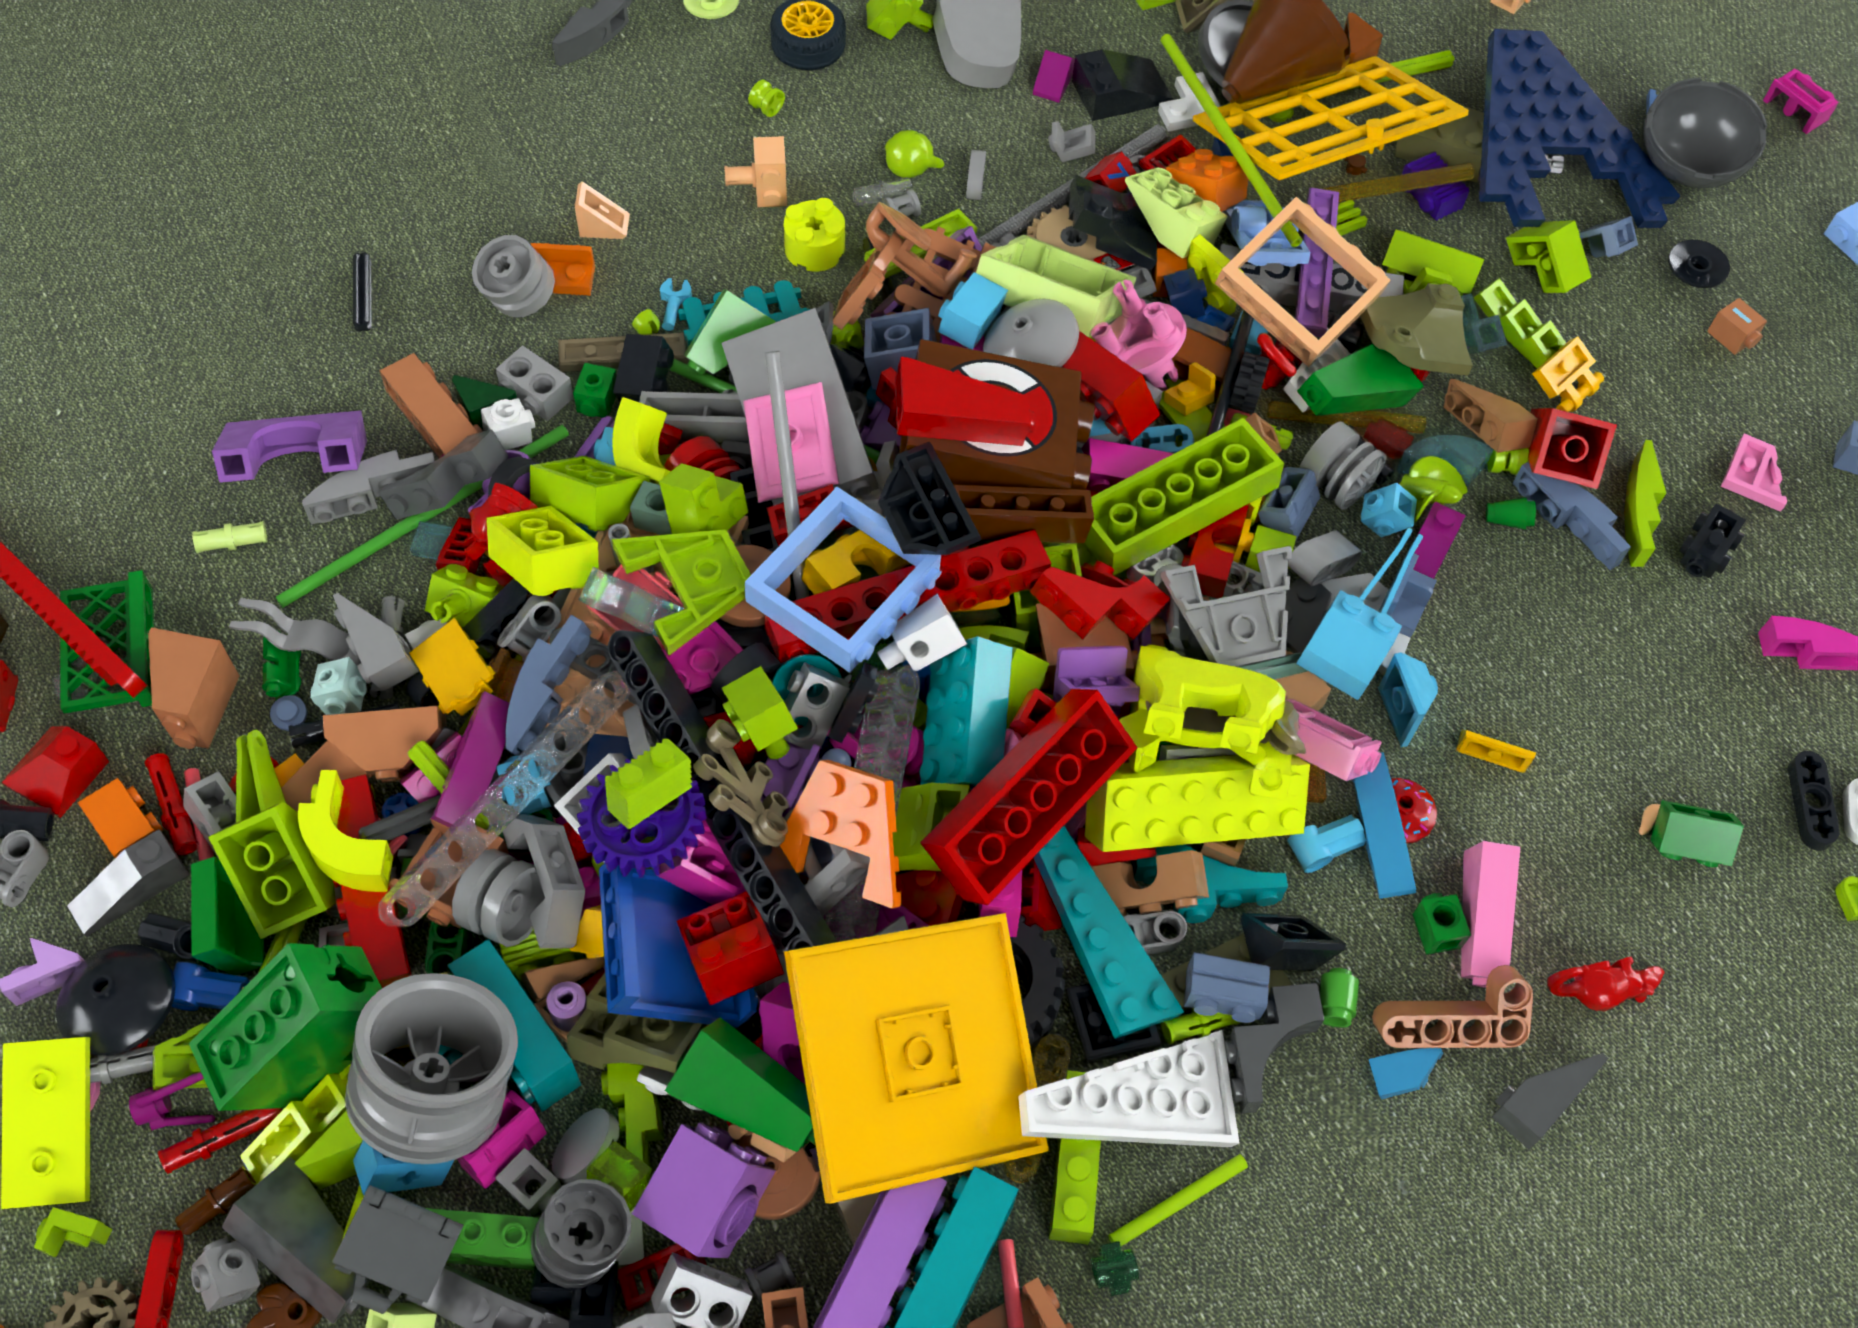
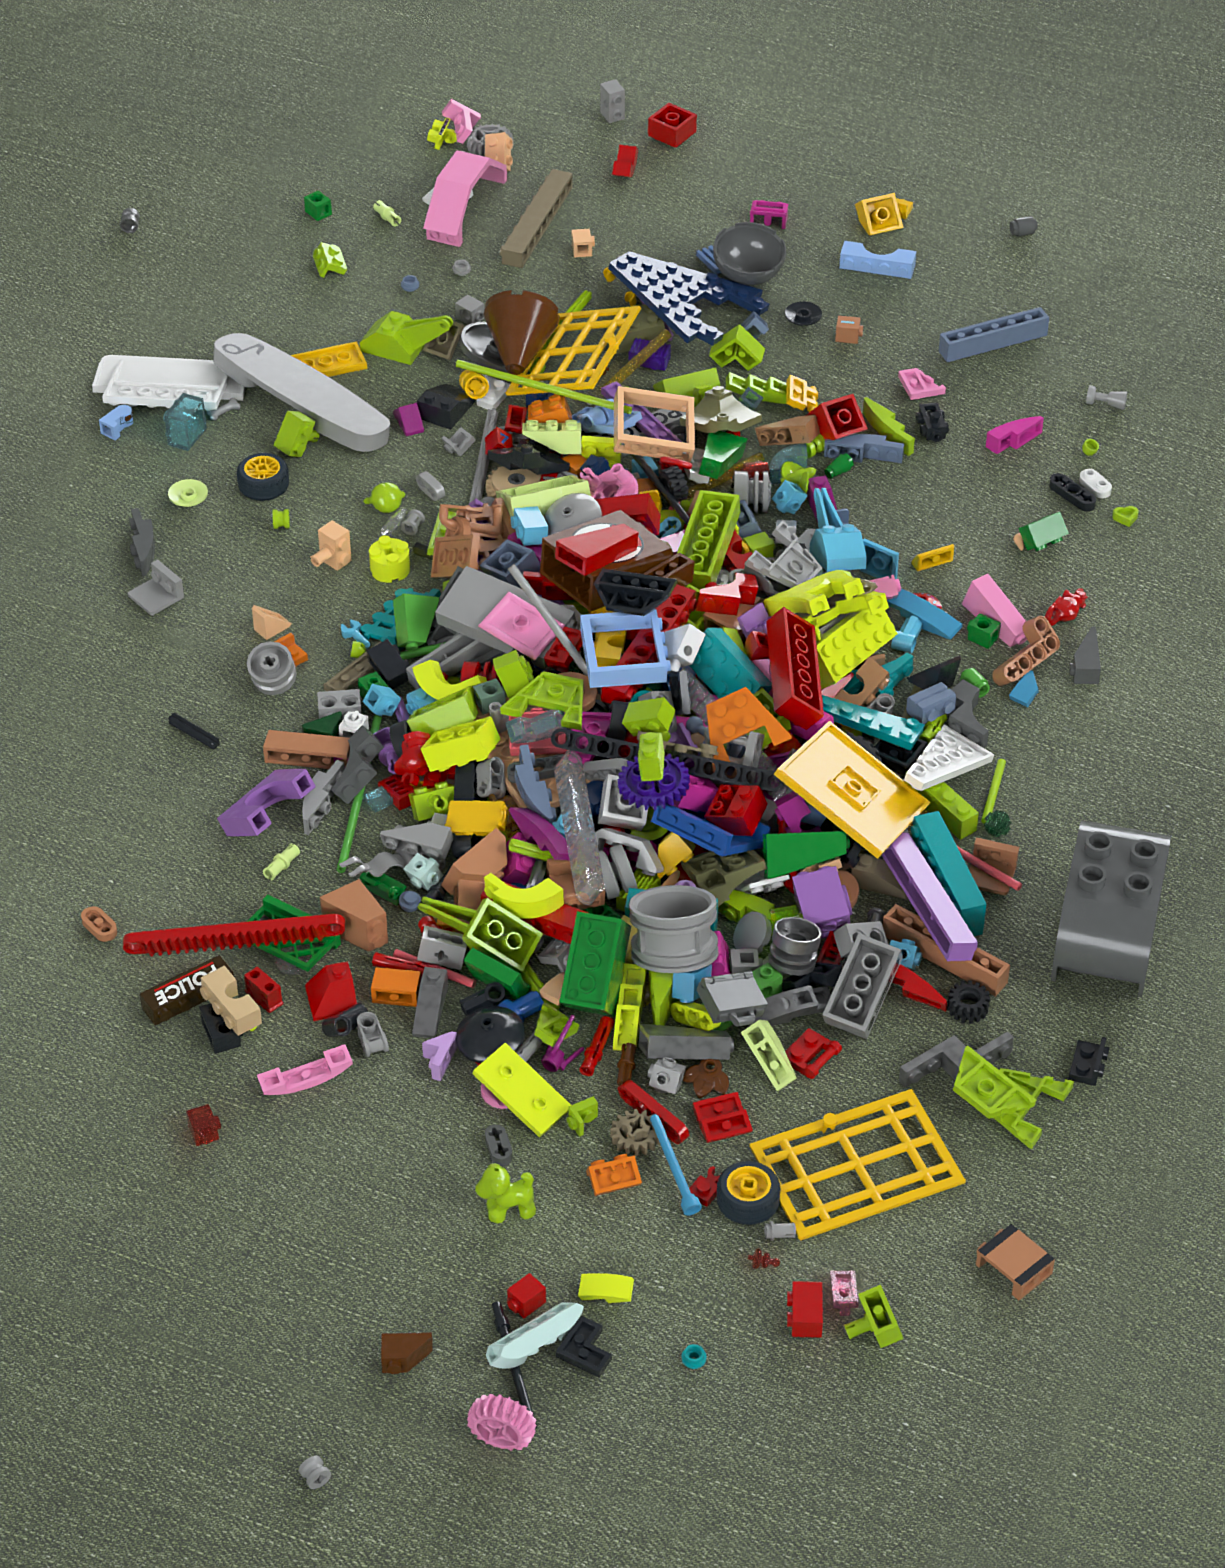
camera: 40 degrees left, 15 degrees down
(535, 93) = (160, 591): none -> light grey bracket
(575, 412) = (381, 700): none -> medium azure brick
(1164, 81) = (473, 384): none -> yellow wheel

